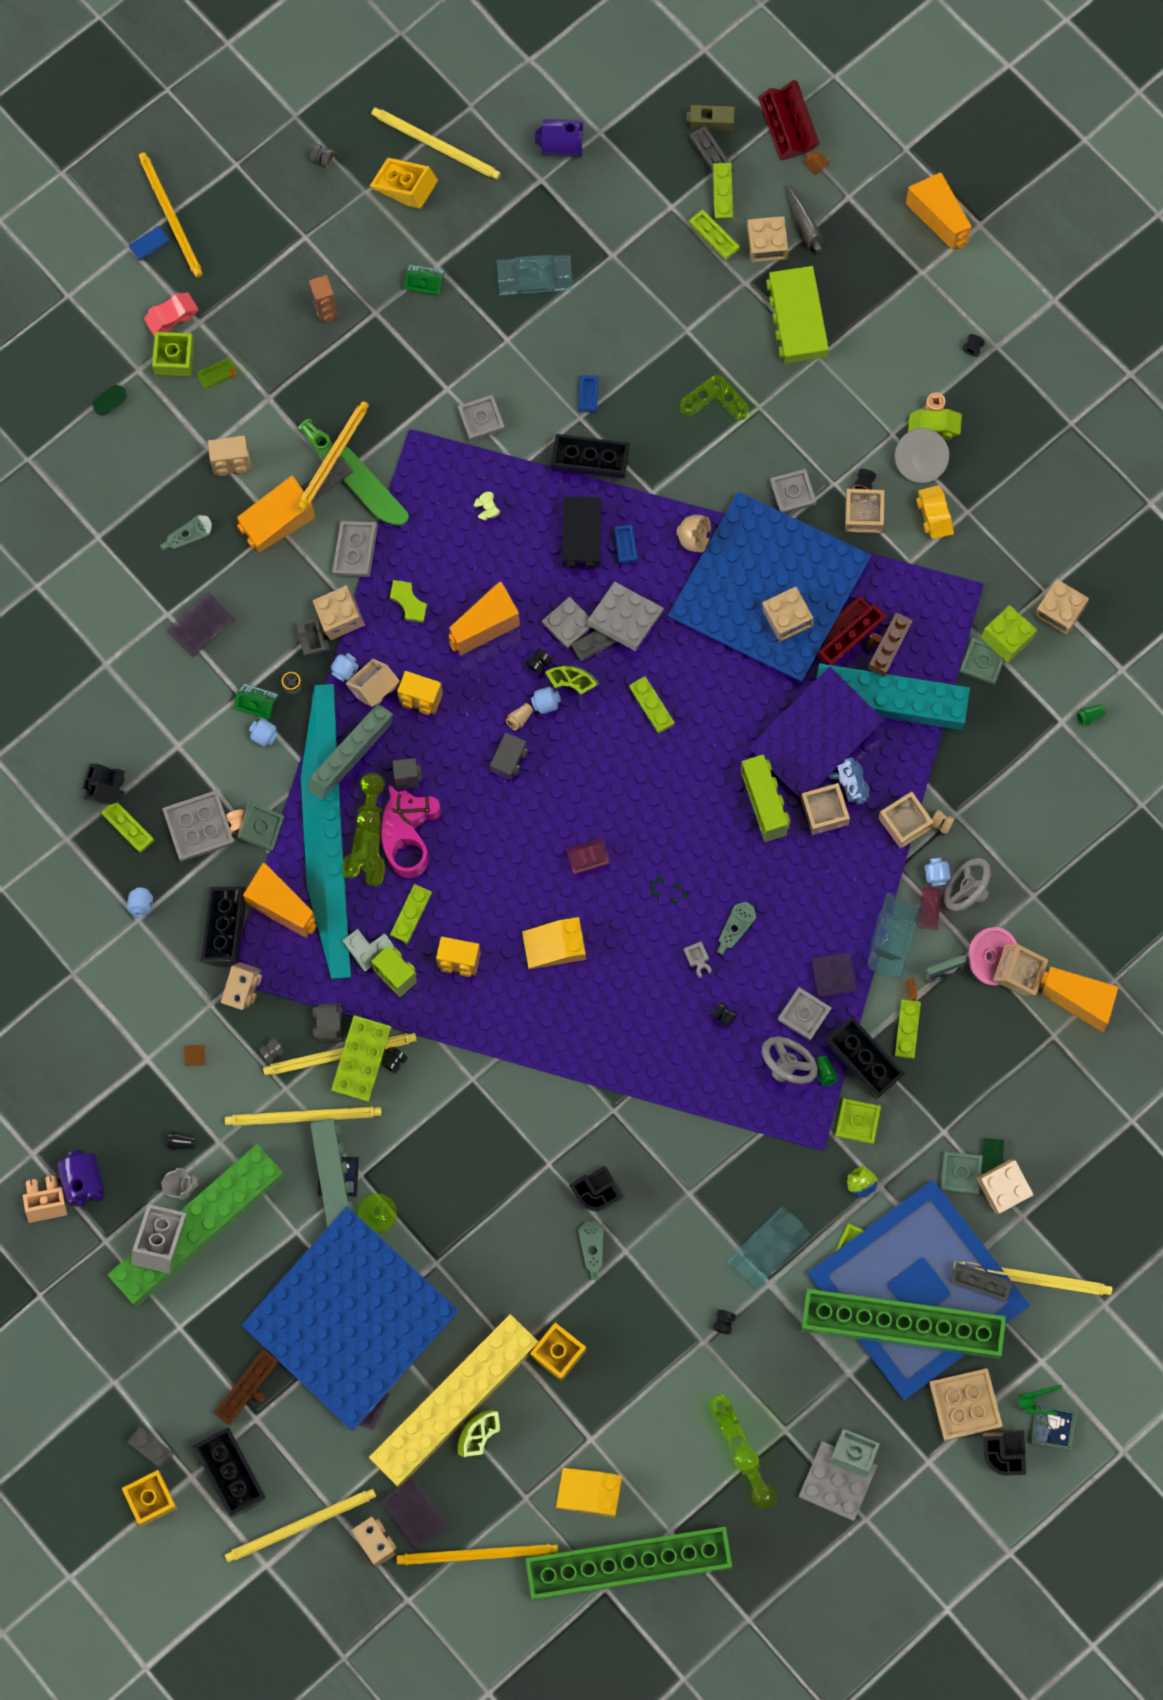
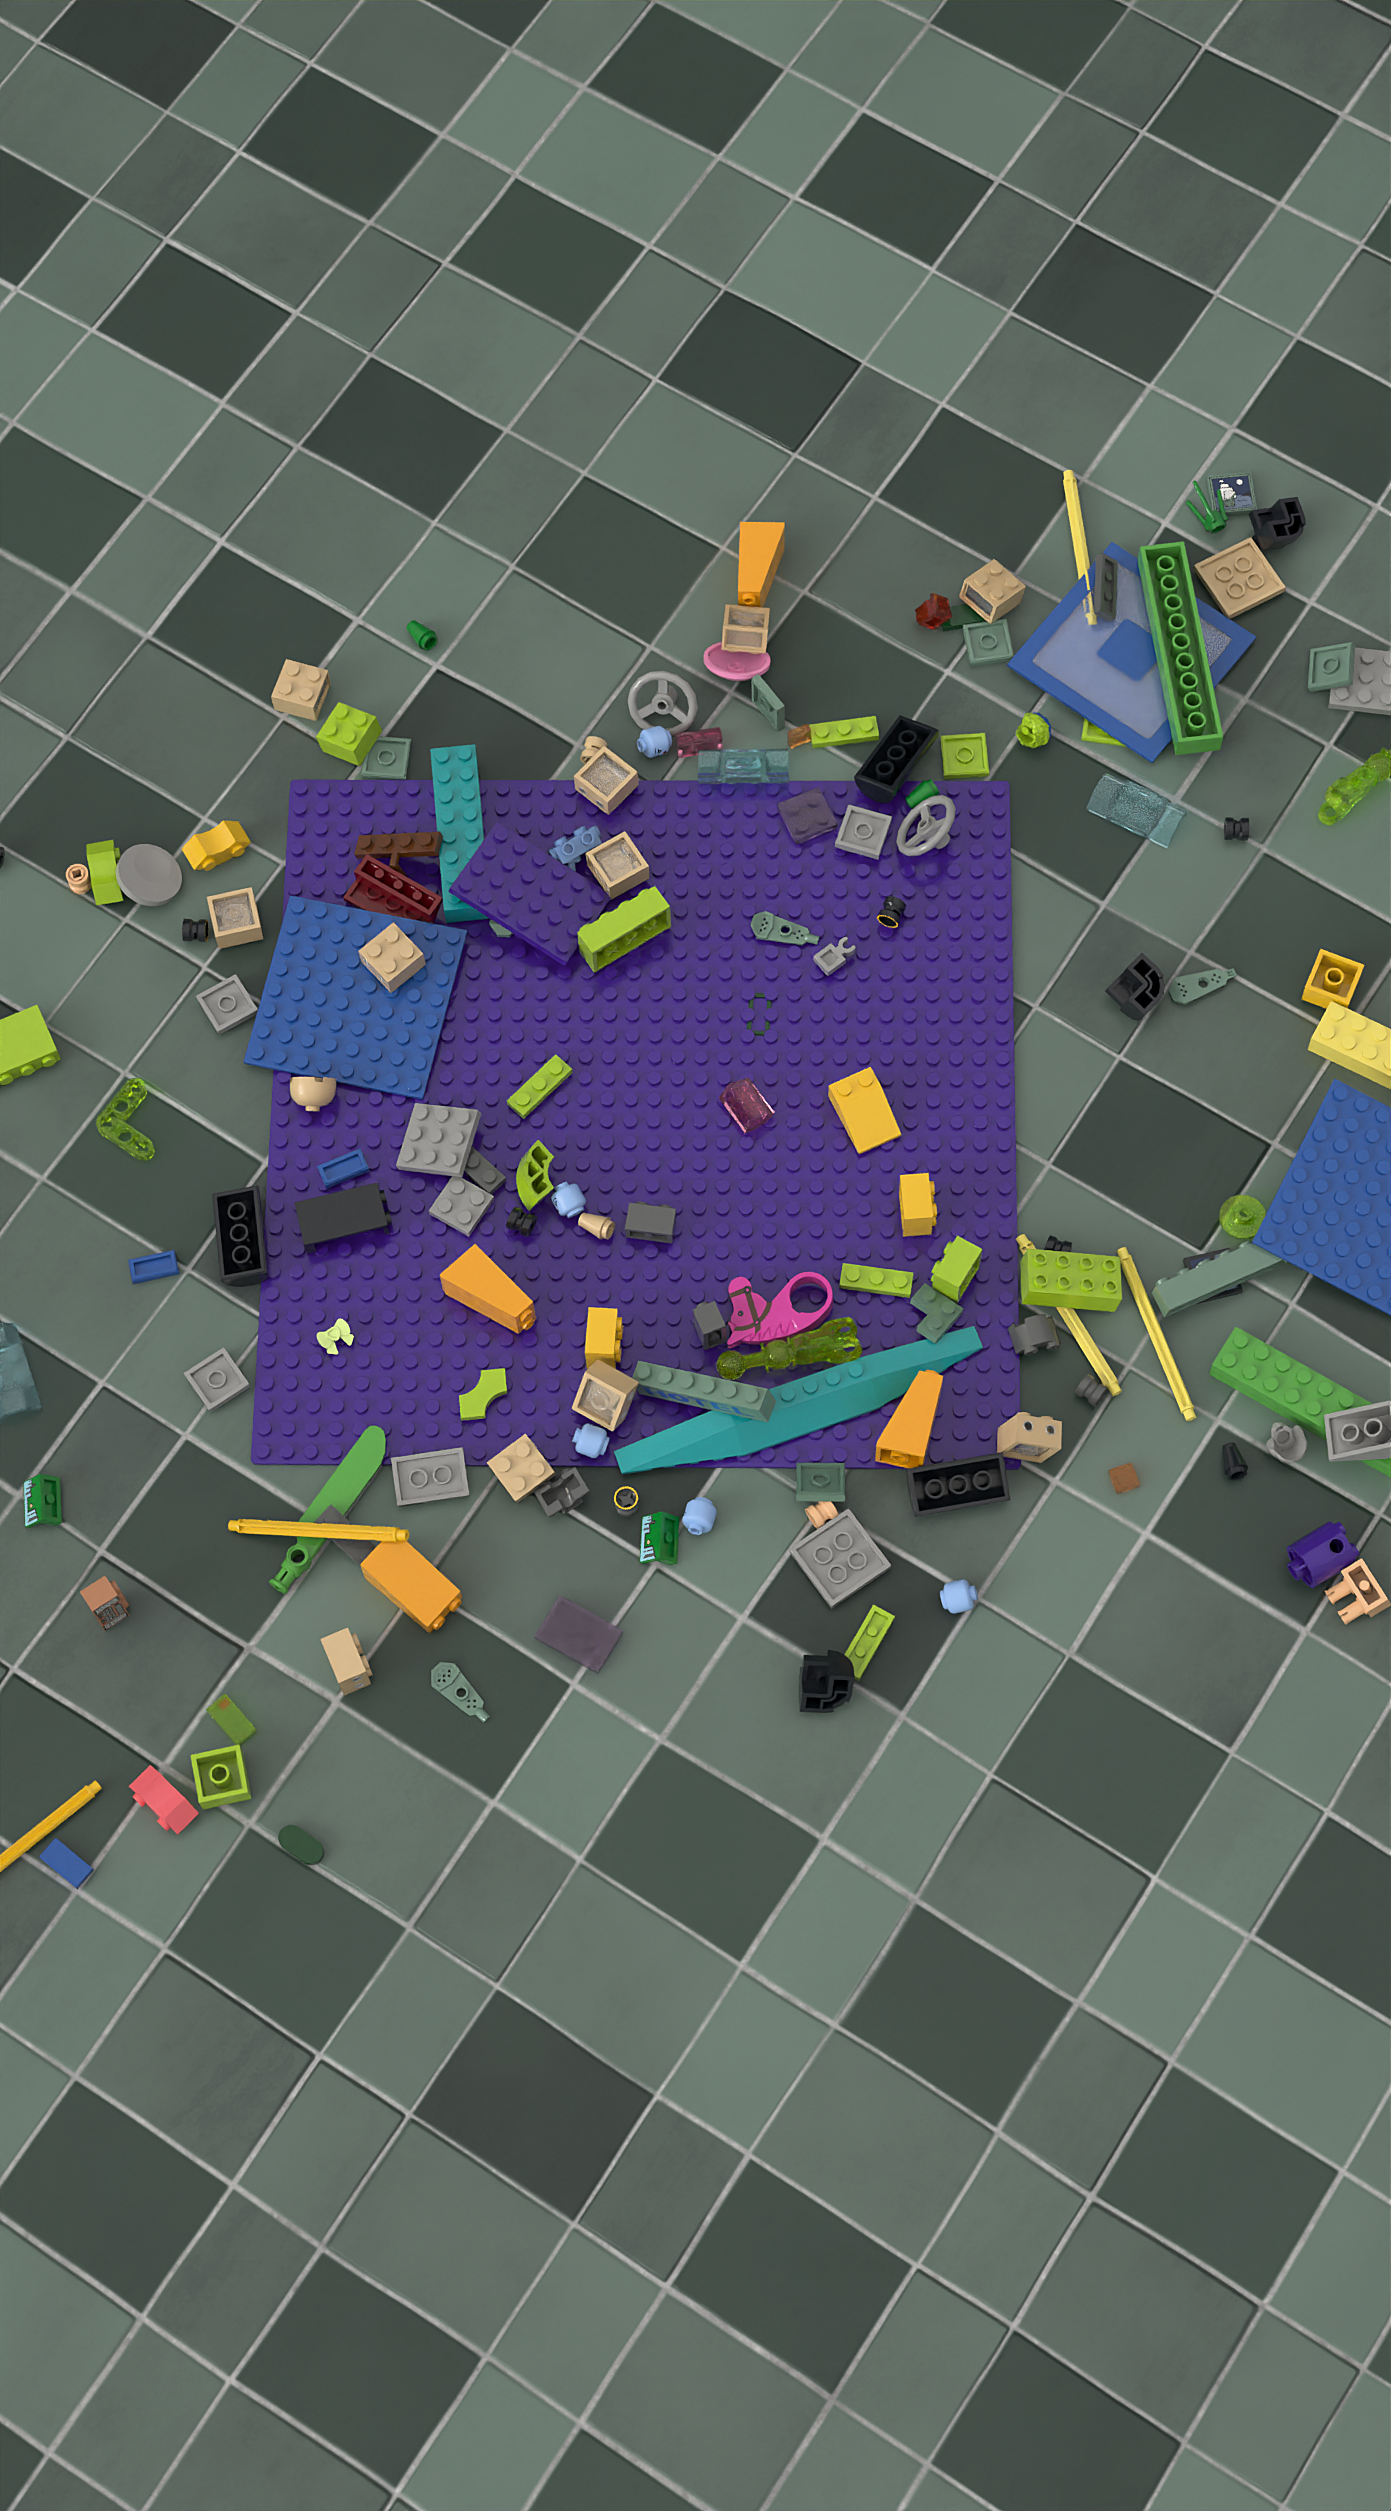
camera: 105 degrees left, 5 degrees down
(998, 1132) = (933, 611): none -> clear red brick

